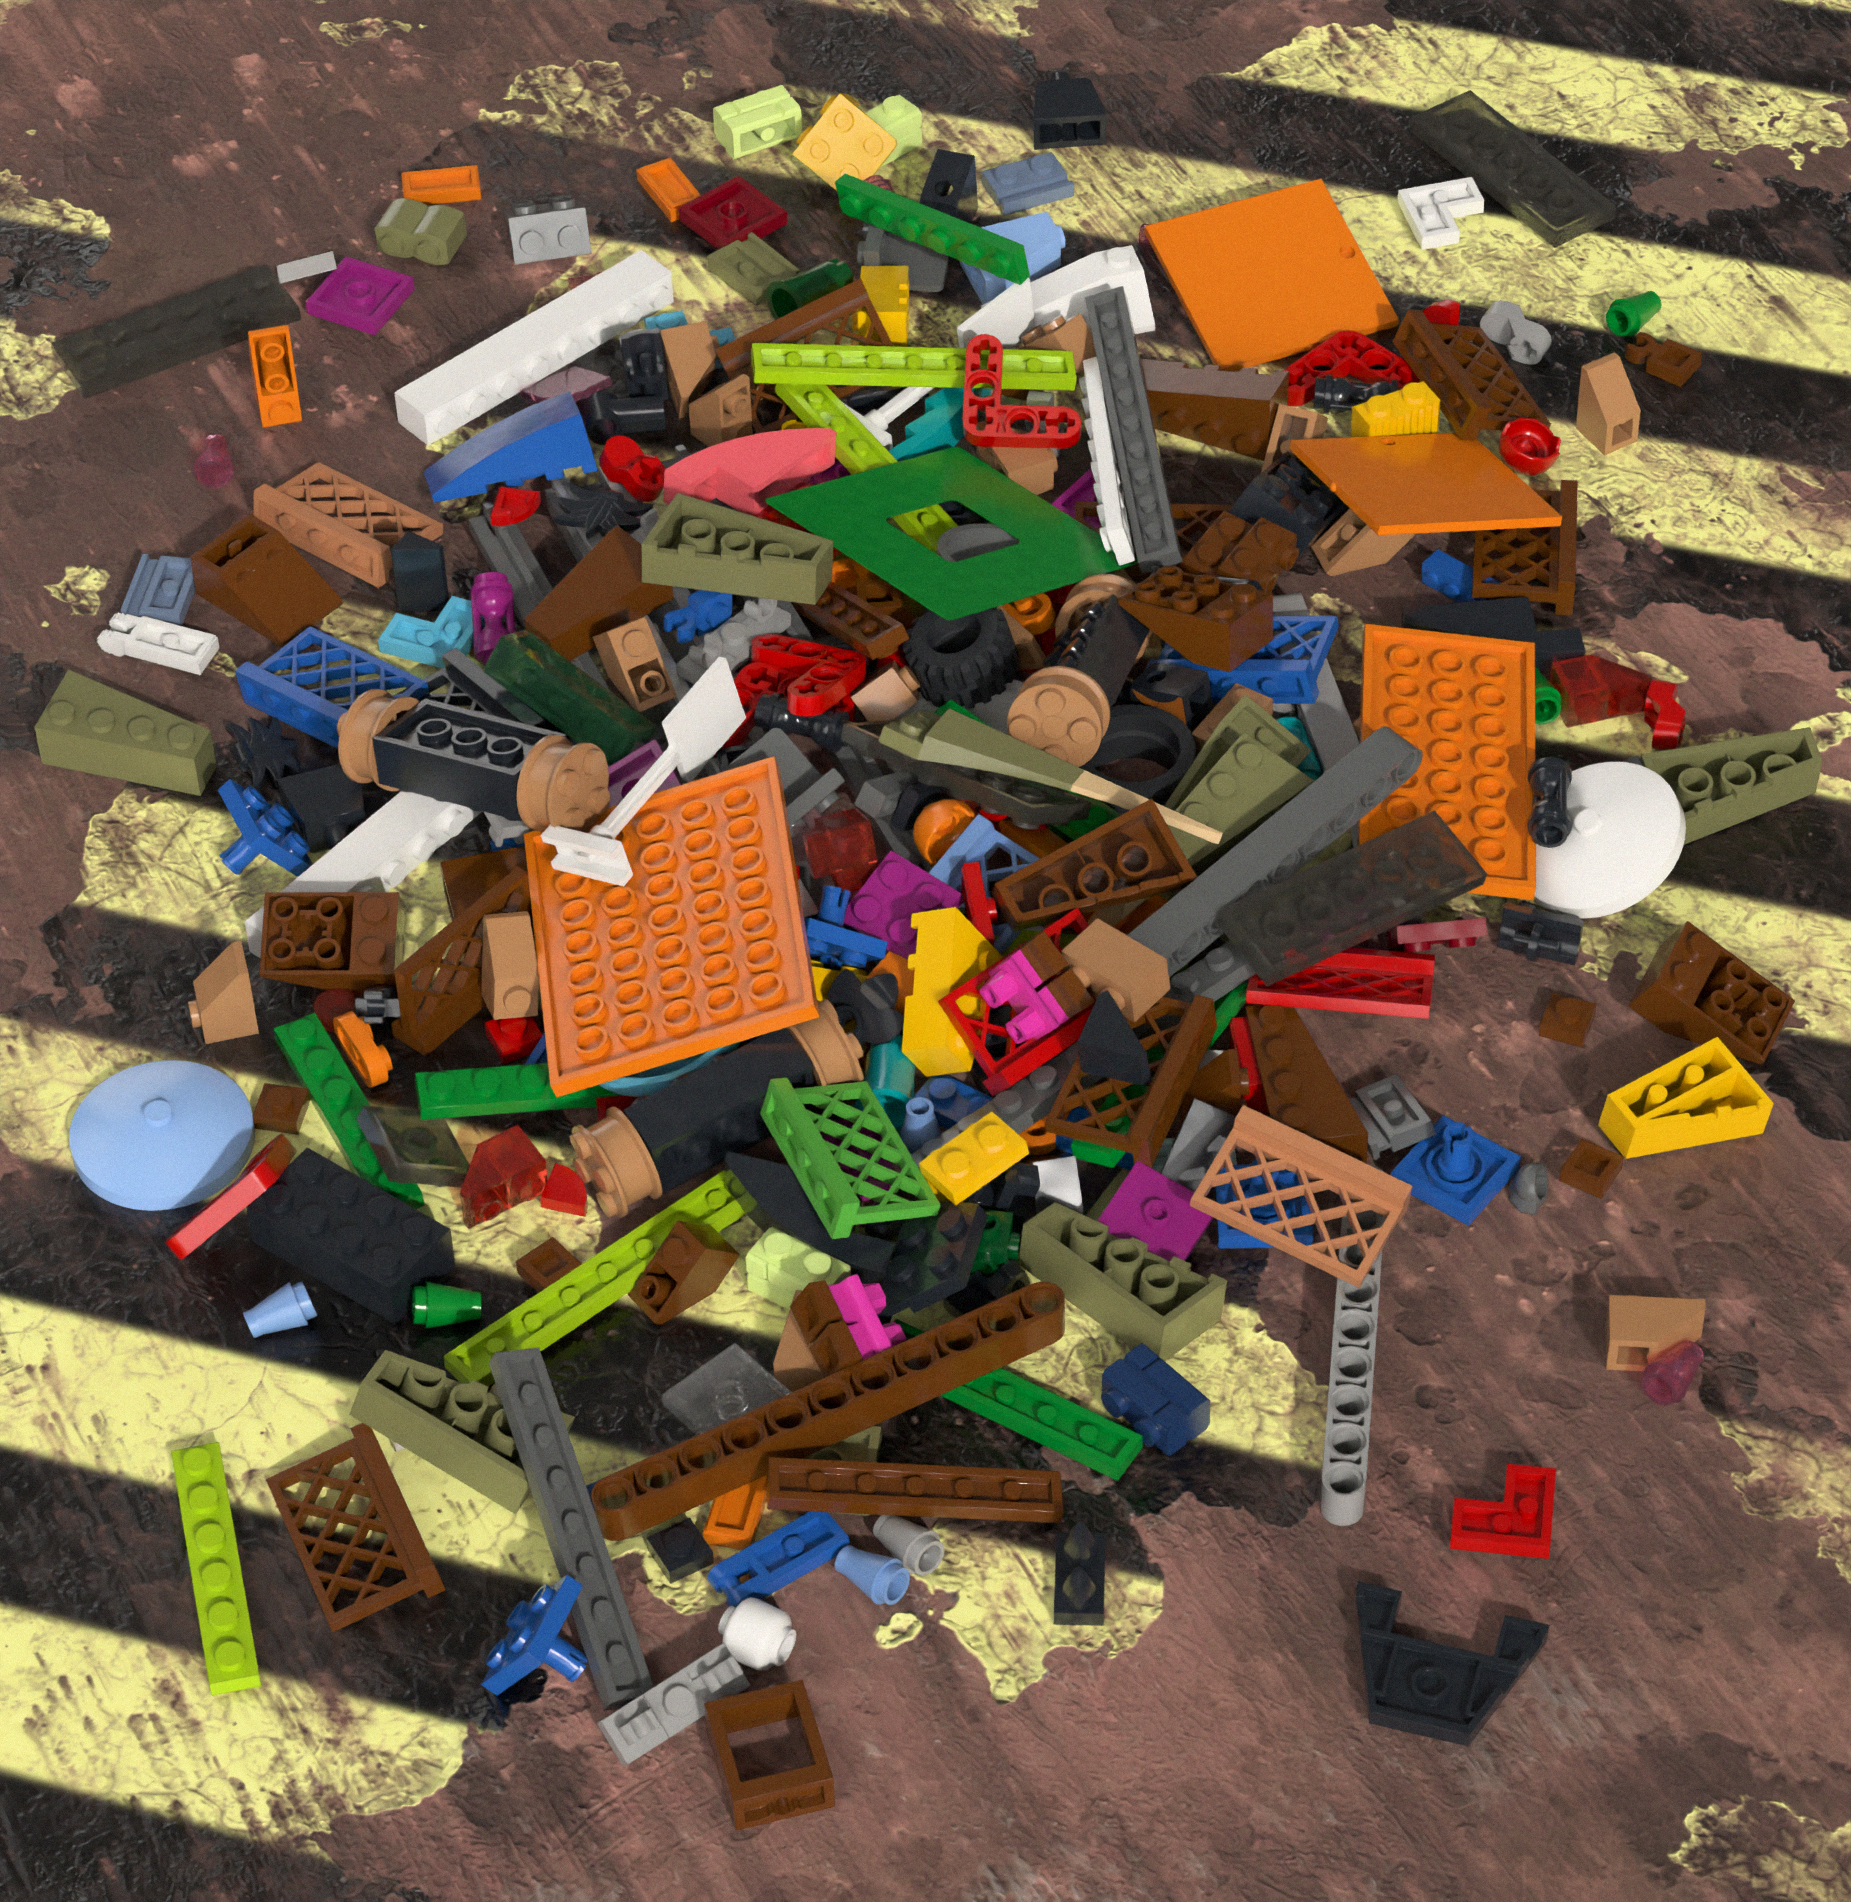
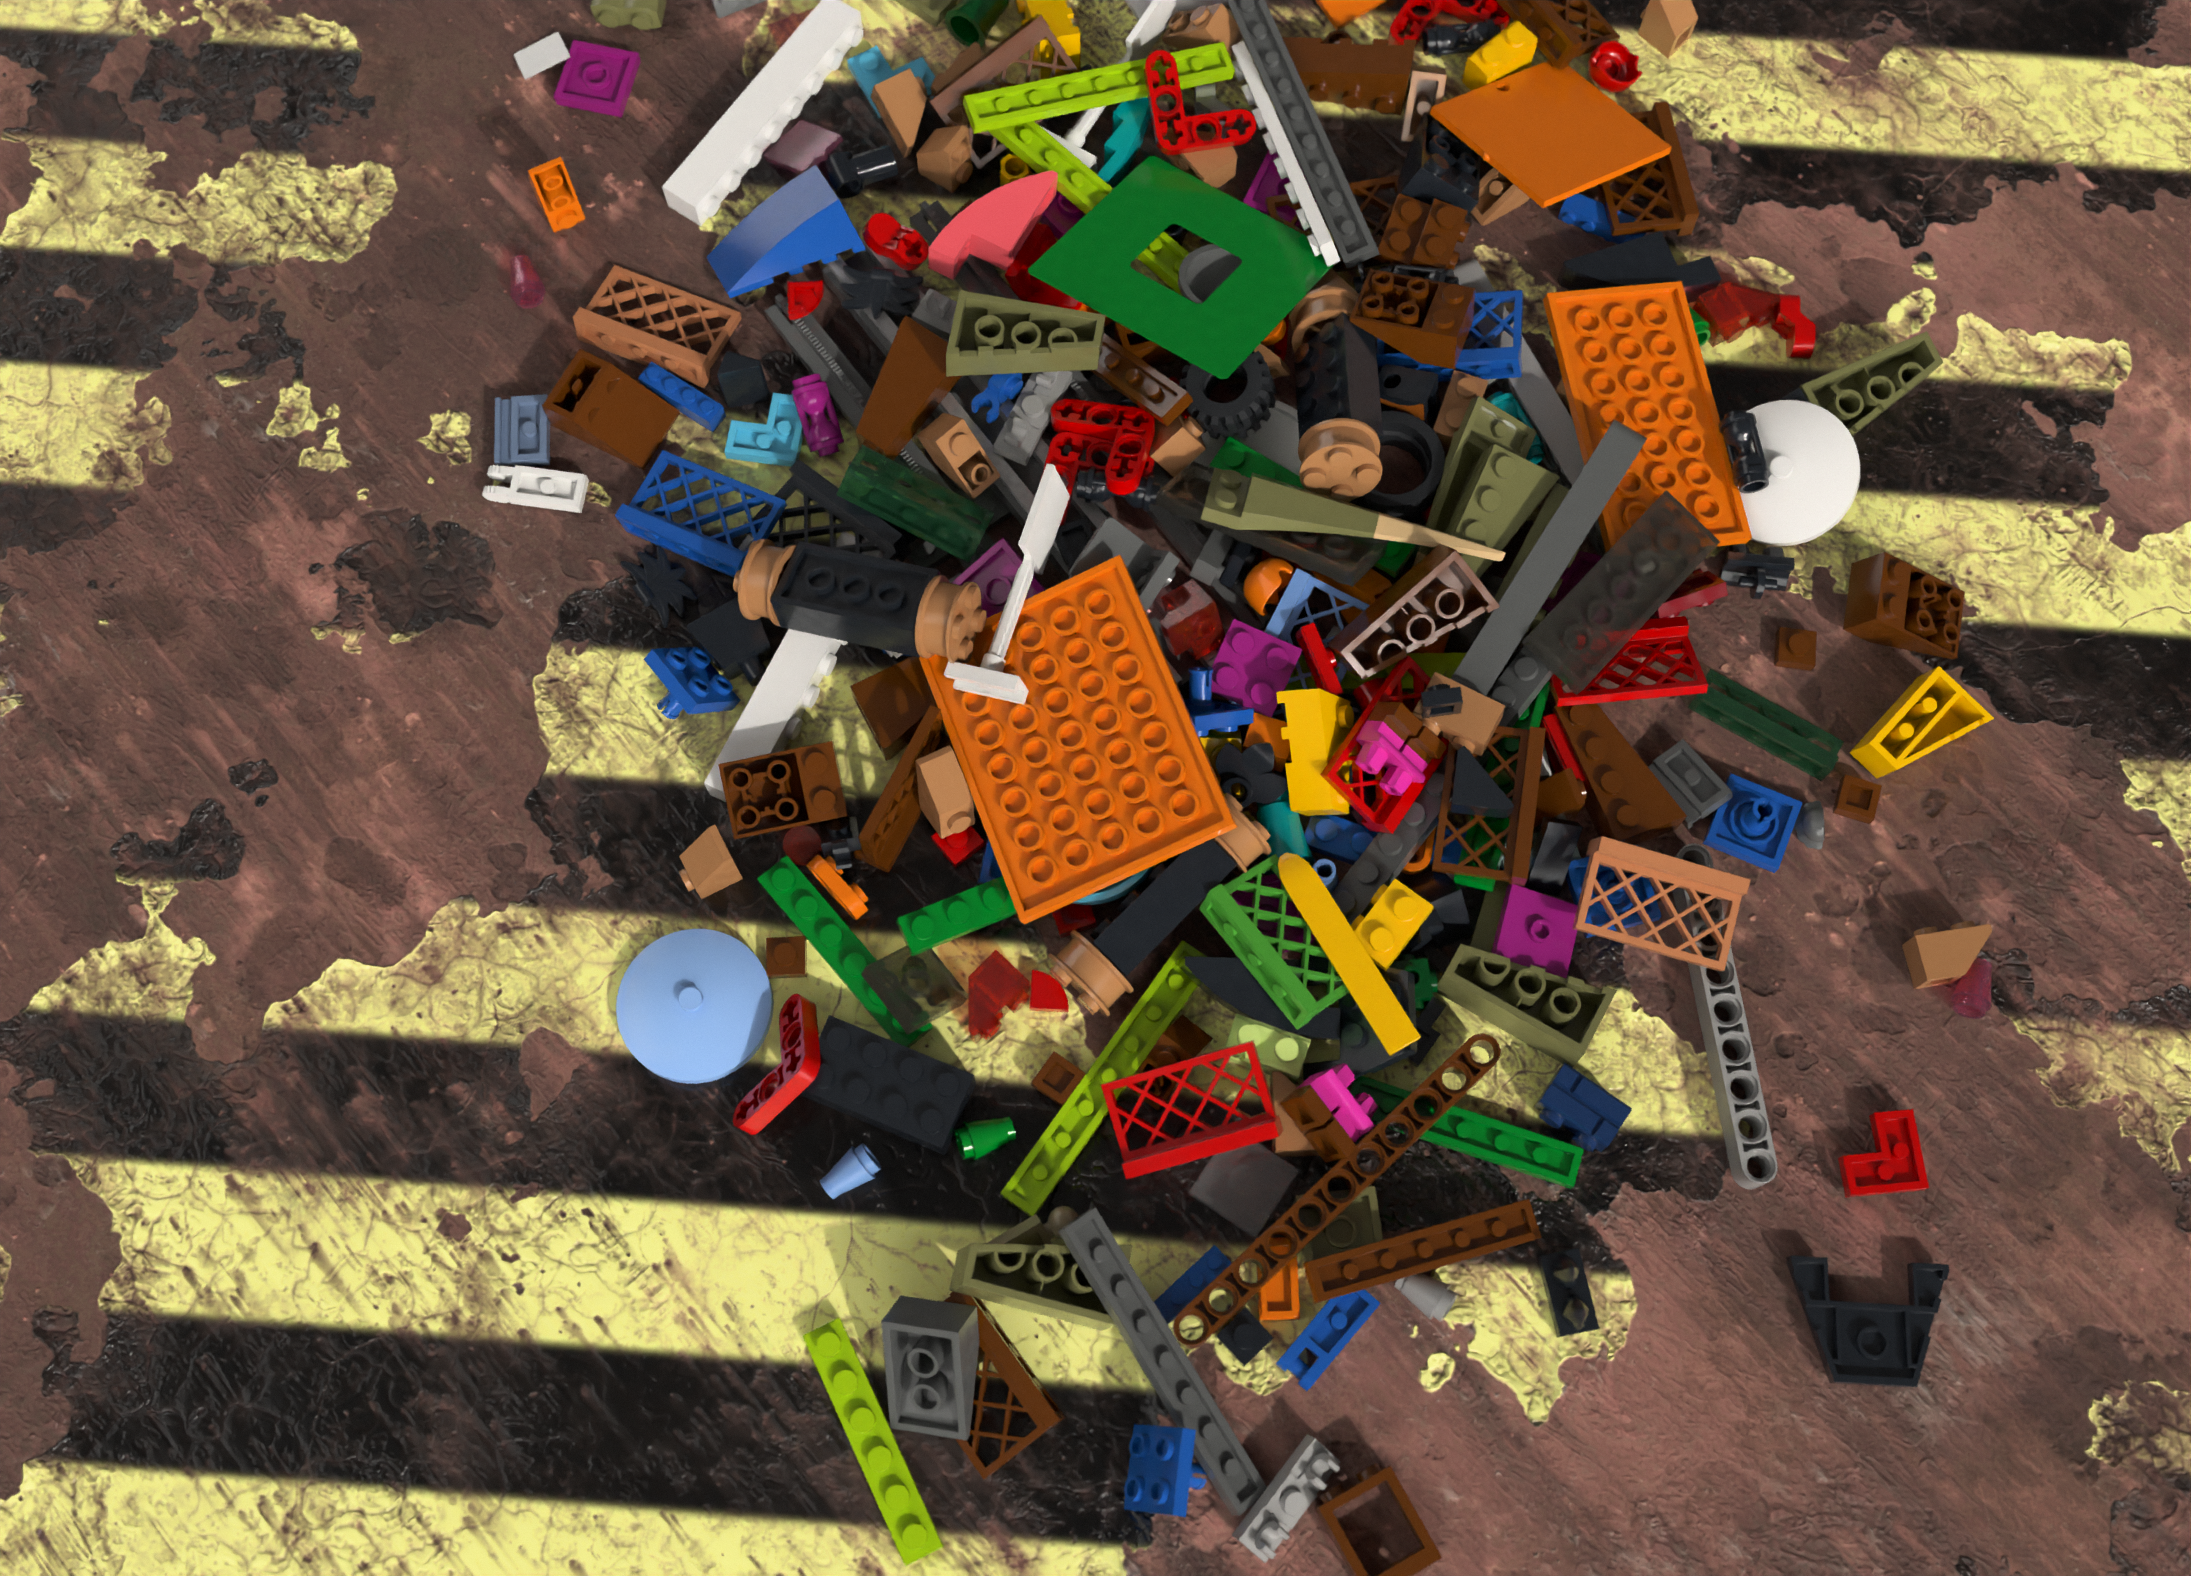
camera: 15 degrees left, 25 degrees up
(123, 738) = (534, 599): olive wedge -> none
(174, 331) = (448, 144): clear smoke plate -> none
(303, 1490) = (931, 1365): none -> dark grey slope
(354, 589) = (683, 396): none -> blue piece
(644, 363) = (865, 116): black hips -> none
(693, 1341) = (1201, 1143): none -> red fence
(757, 1634) = (1333, 1413): white head -> none
(874, 1574) = (1407, 1330): medium blue cone -> none
(912, 1173) = (1346, 954): none -> yellow piece
(1089, 936) = (1440, 701): none -> black plate
(1504, 1084) = (1765, 730): none -> clear green fence

